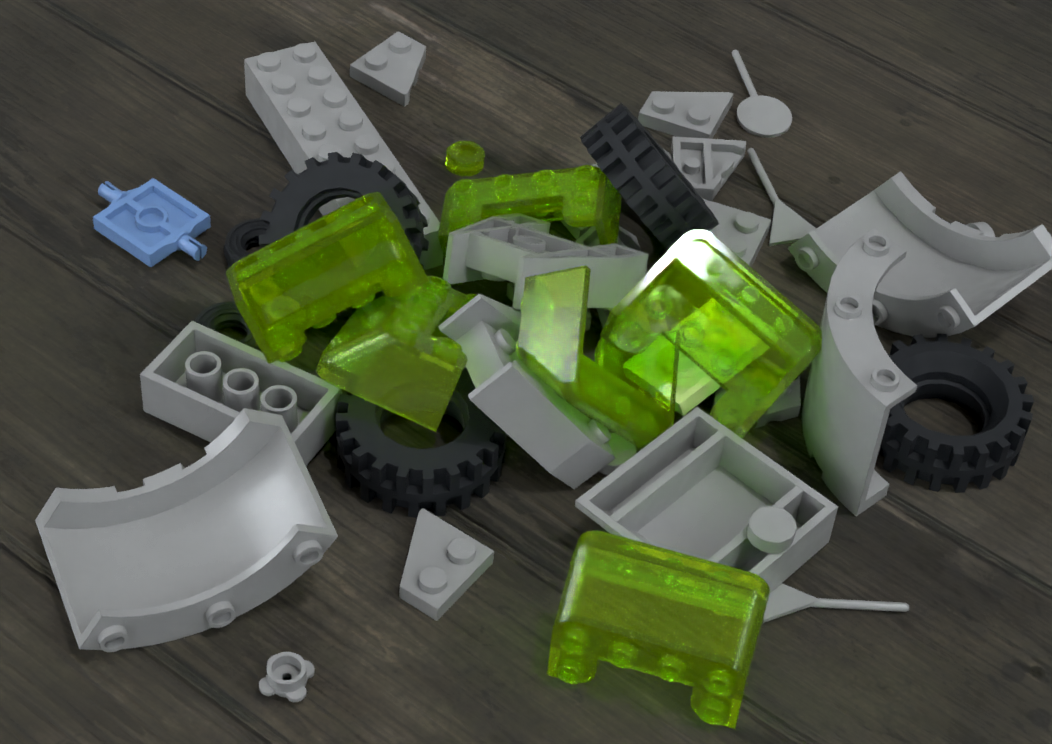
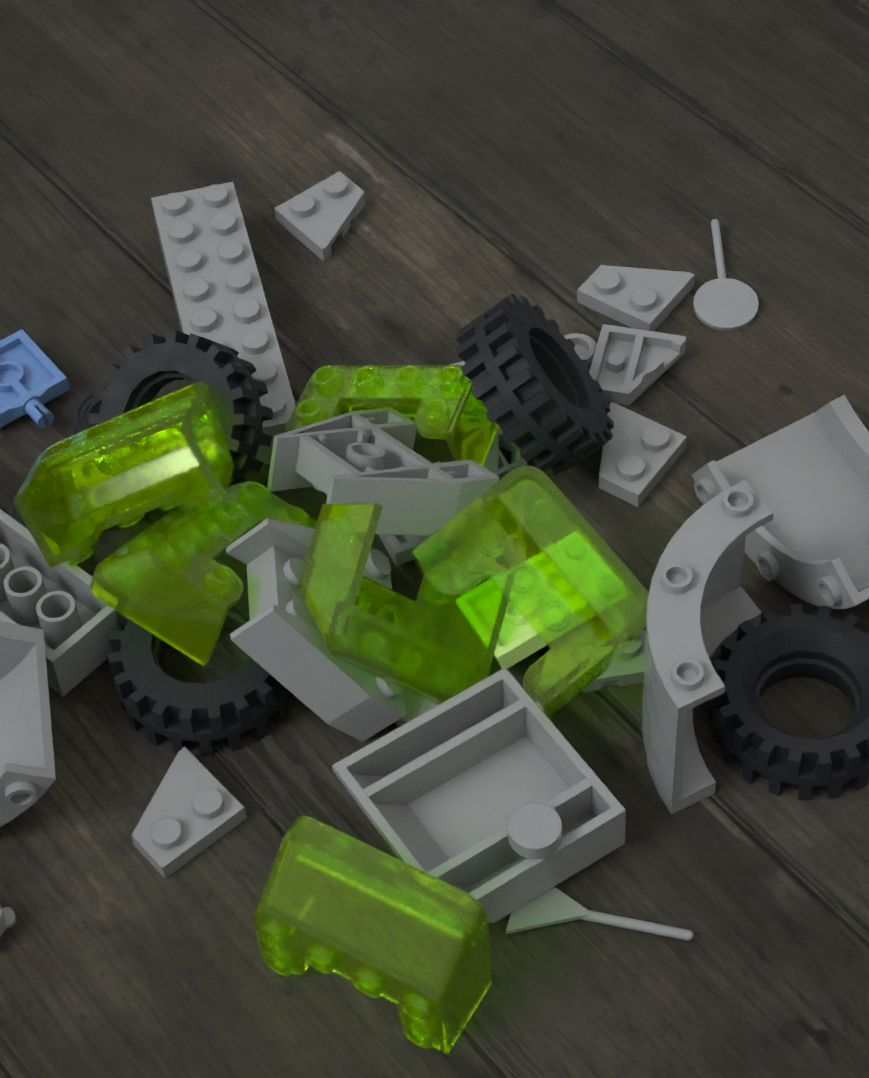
camera: 20 degrees right, 5 degrees up
(465, 158) = (367, 330): clear neon green tile -> none
(786, 224) = (709, 439): light grey piece -> none

